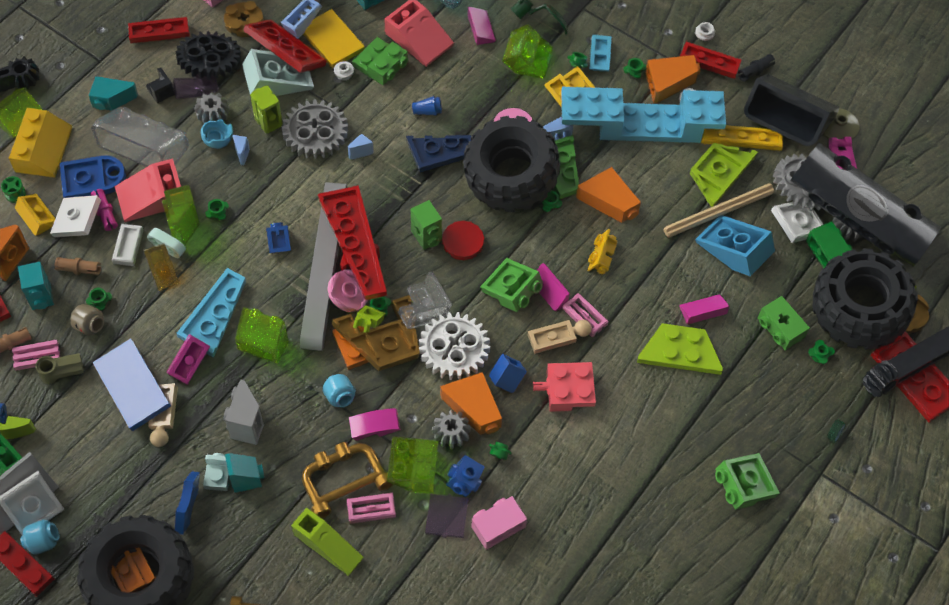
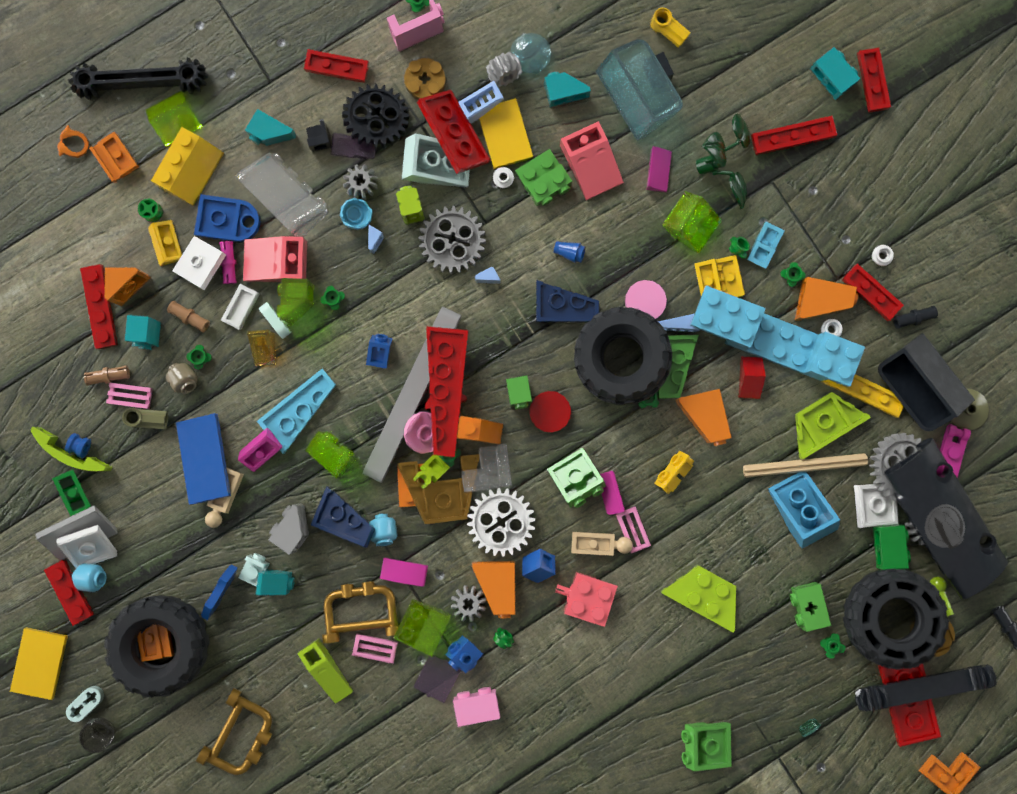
camera: 20 degrees right, 25 degrees up
(294, 393) = (342, 520): none -> dark blue wing
(399, 268) = (479, 430): none -> orange slope
(637, 157) = (751, 377): none -> red slope
(704, 309) = (745, 562): dark pink slope -> none

